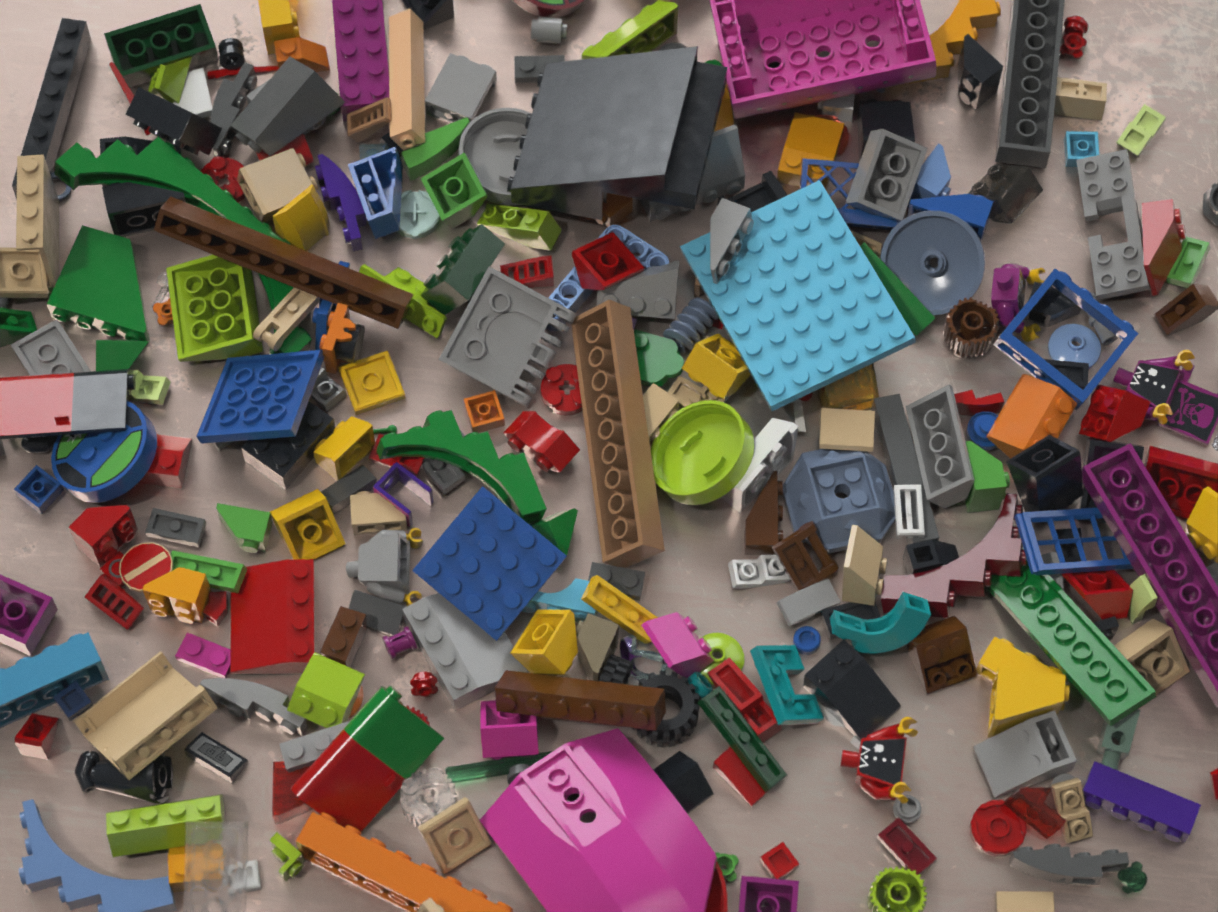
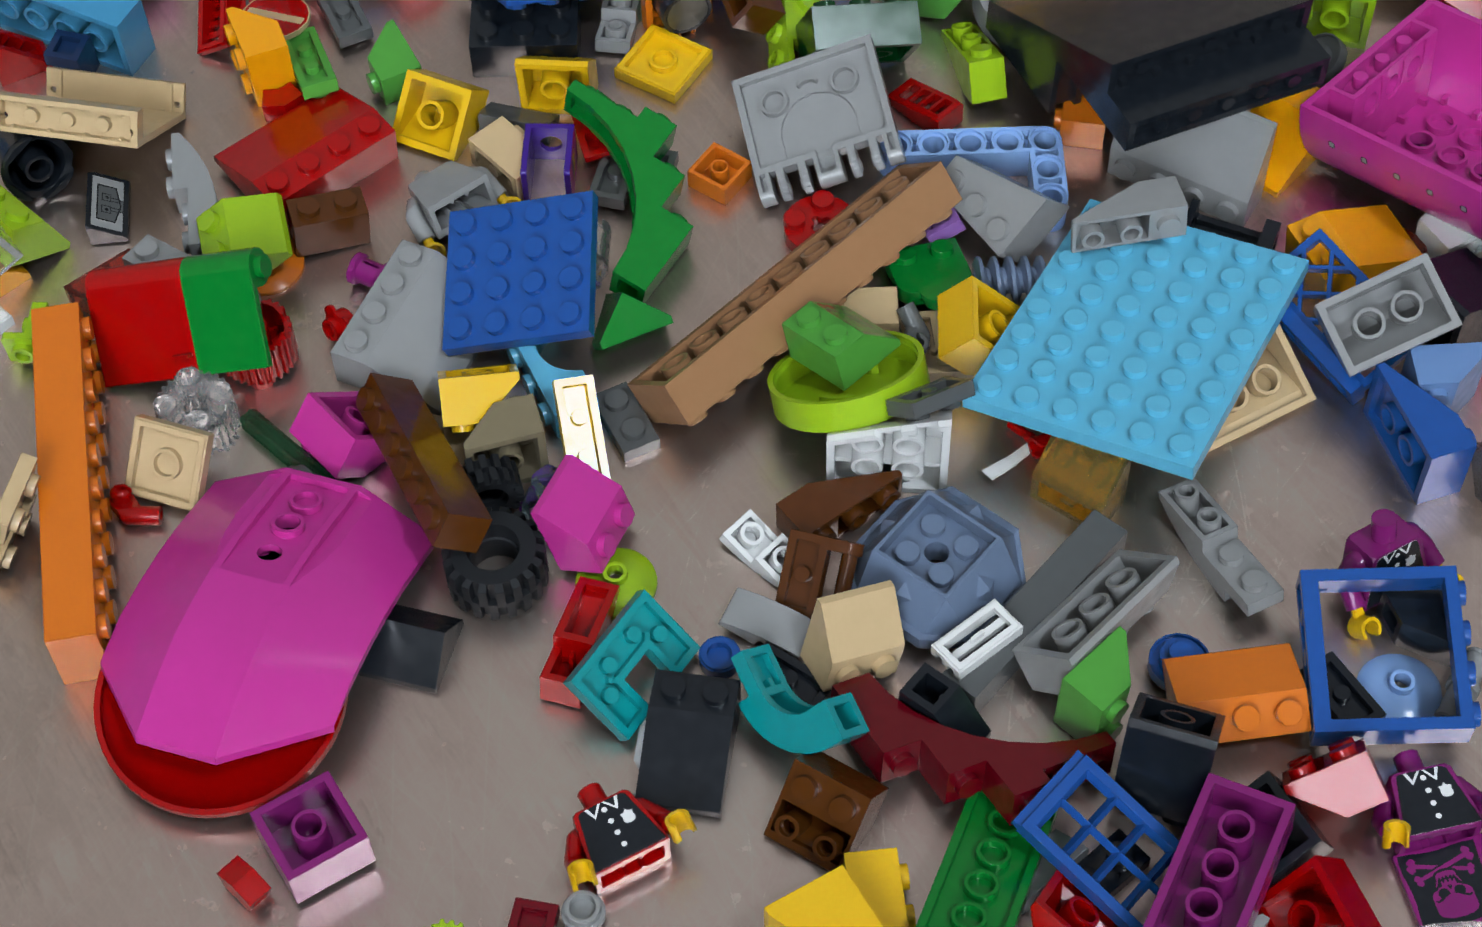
camera: 55 degrees right, 10 degrees down
(204, 655) = (218, 126): dark pink plate -> none
(380, 613) = (387, 227): dark grey slope -> none
(465, 876) = (129, 509): none -> red arm
(541, 441) = (727, 240): red brick -> none
(605, 263) = (993, 139): red slope -> none
(676, 438) = (836, 342): none -> bright green slope
(687, 394) = (914, 324): none -> dark grey arm
(701, 684) = (559, 581): teal tile -> none
(730, 862) = (346, 749): bright green plate -> none
(738, 777) = (481, 701): red slope -> none
(742, 739) = (520, 665): dark green tile -> none
(762, 422) = (937, 395): none -> dark grey plate
(779, 861) = (396, 814): red plate -> none
(846, 429) = (1024, 507): tan slope -> none
(911, 309) = (1259, 439): green tile -> none
(938, 236) = (1335, 450): sand blue dish -> none
(943, 363) = (1216, 549): none -> light grey slope
(969, 405) = (1192, 618): red slope -> none
(970, 328) = (1296, 543): reddish brown brick -> none

